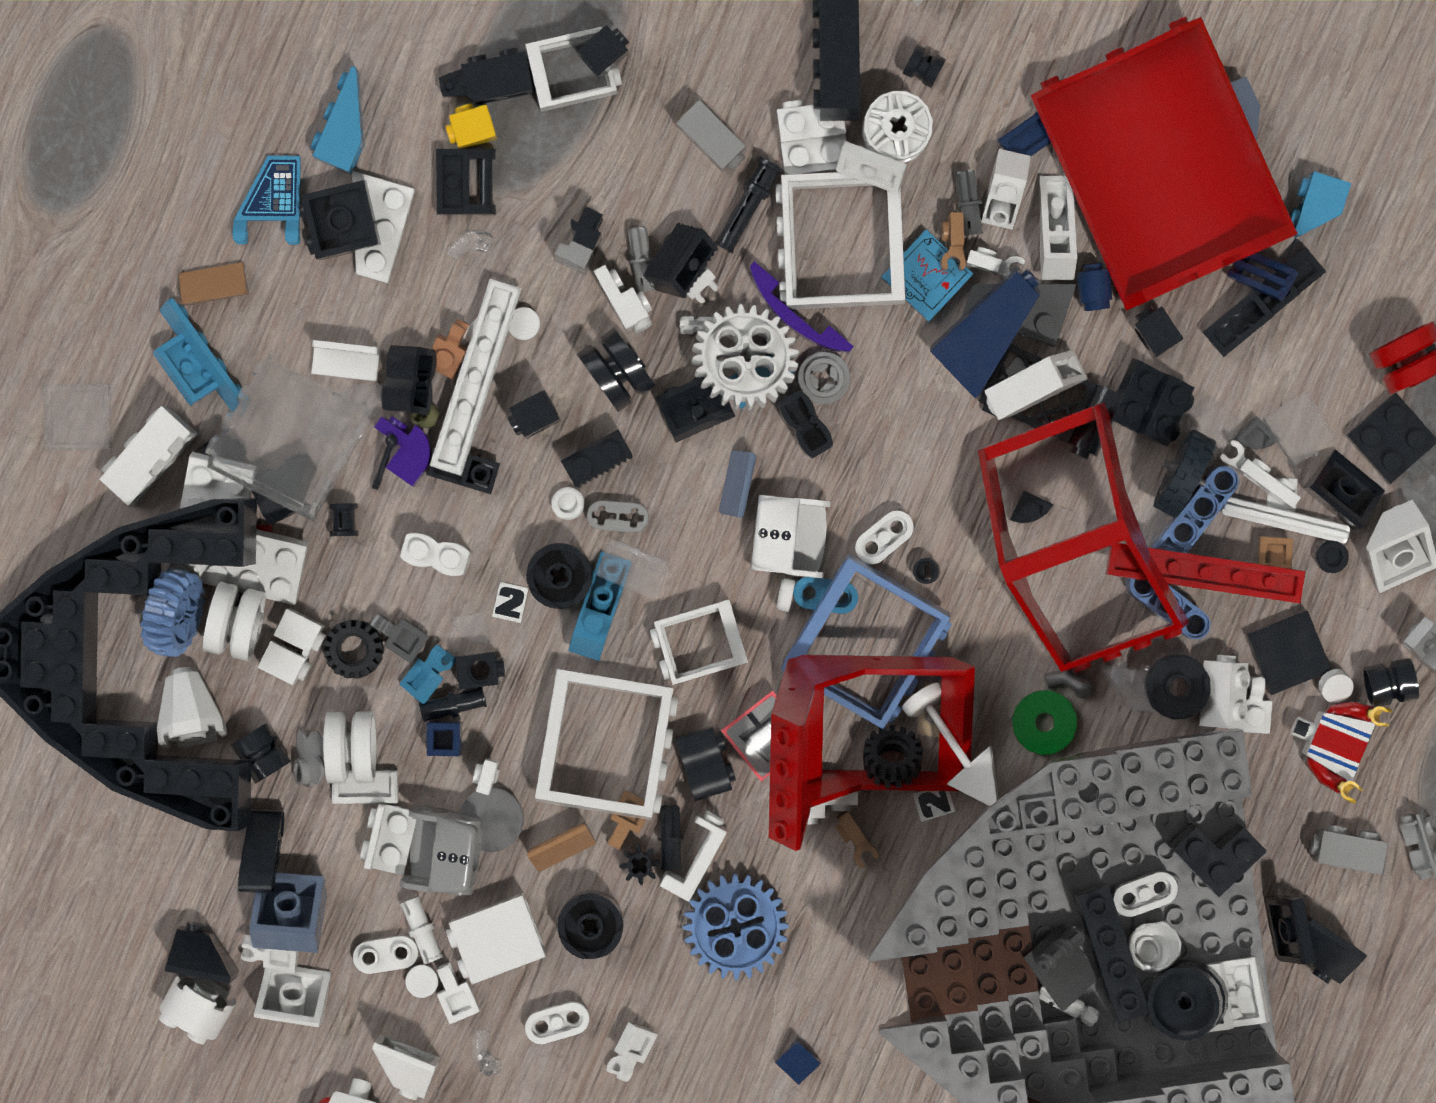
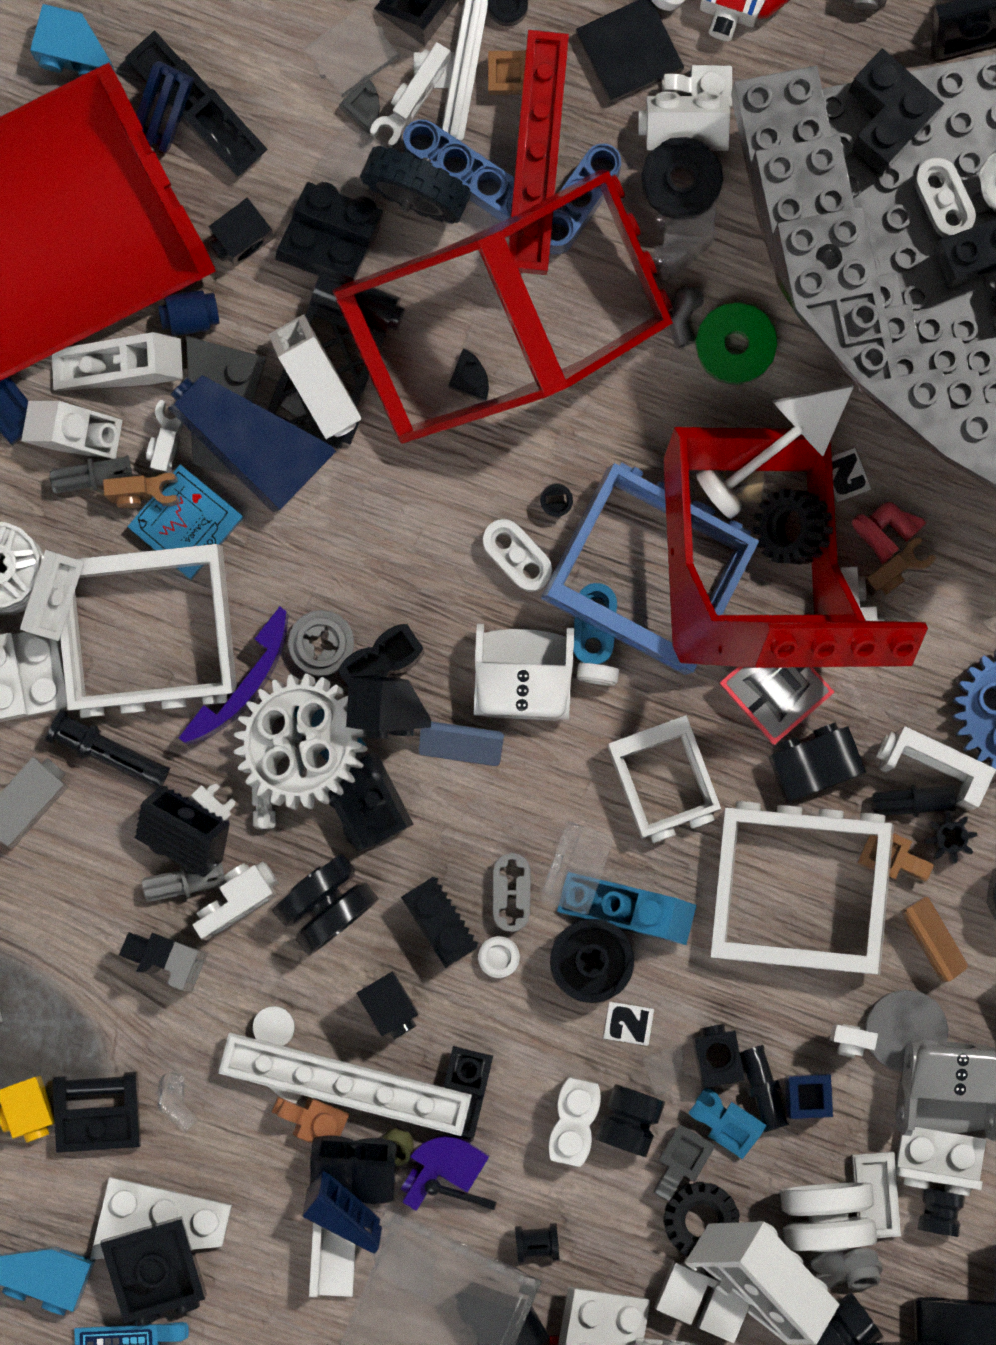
camera: 95 degrees left, 5 degrees down
(306, 696) = (766, 1276): none -> white wedge
(348, 836) = (941, 1212): none -> black wheel
(375, 369) = (341, 1213): none -> dark blue slope
(434, 598) = (630, 1120): none -> black wheel
(767, 424) = (384, 706): none -> black slope
(900, 833) = (871, 528): none -> coral piece

